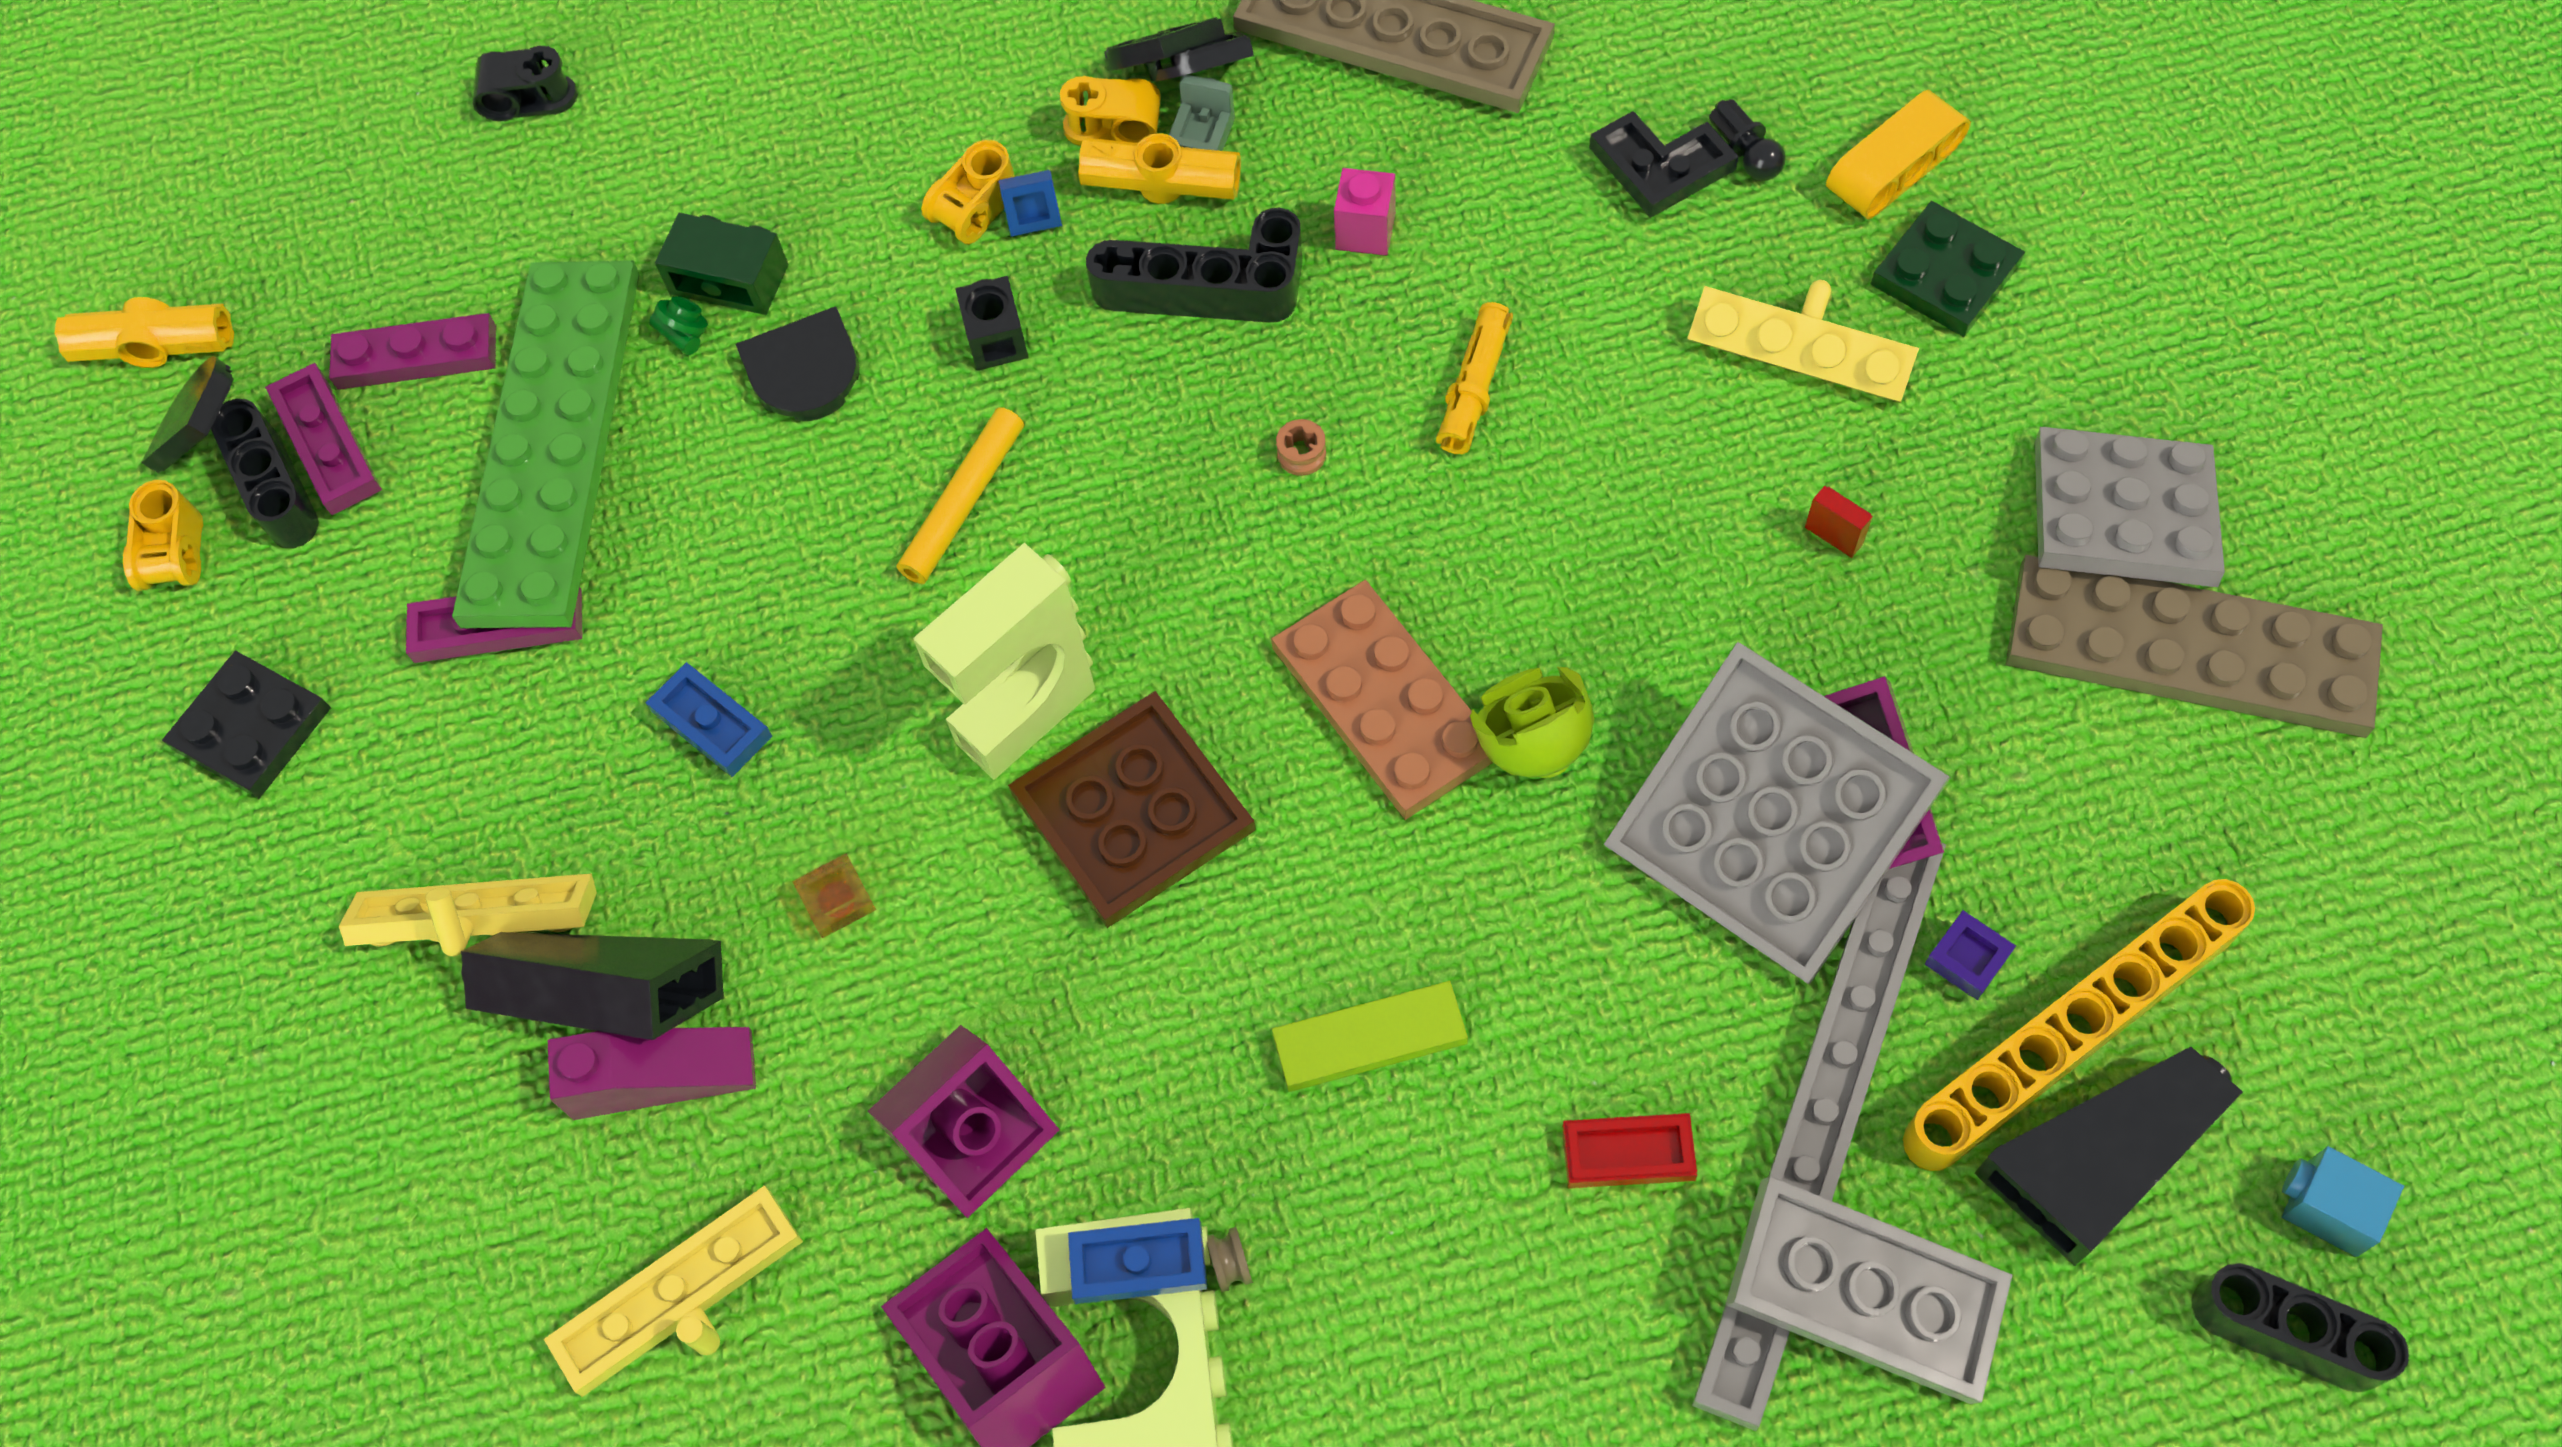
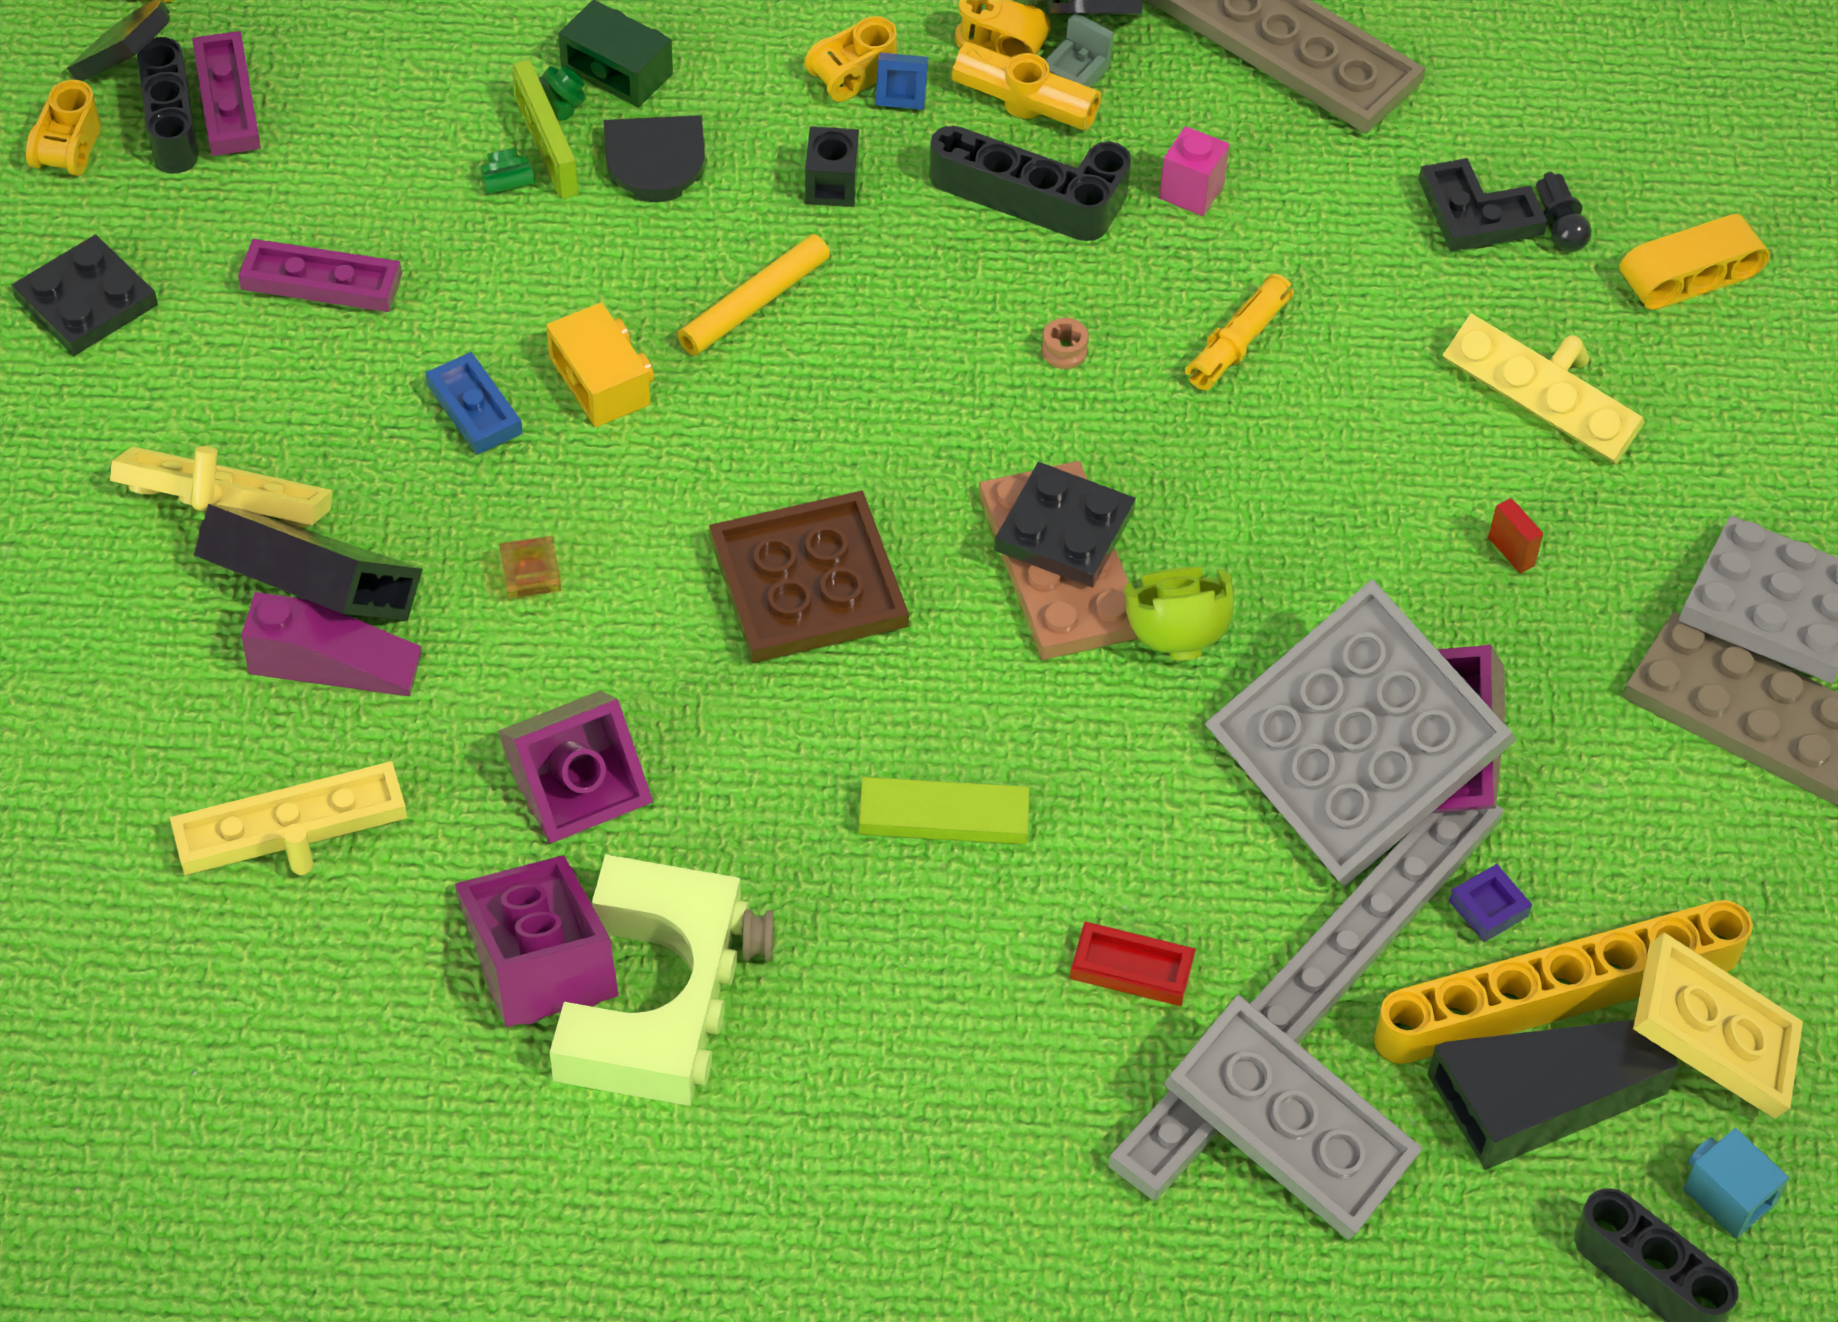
camera: 10 degrees right, 10 degrees down
(413, 351) = (325, 48): magenta plate -> none
(547, 447) = (414, 152): bright green plate -> none
(652, 435) = (506, 171): none -> green plate
(677, 375) = (545, 129): none -> lime tile
(827, 630) = (600, 364): none -> yellow brick
(1009, 658) = (776, 448): yellowish green arch -> none
(1137, 1261) = (681, 895): blue plate -> none
(1380, 664) = (1065, 524): none -> black plate
(1947, 268) = (1702, 368): dark green plate -> none
(2264, 1030) = (1718, 1025): none -> light yellow plate

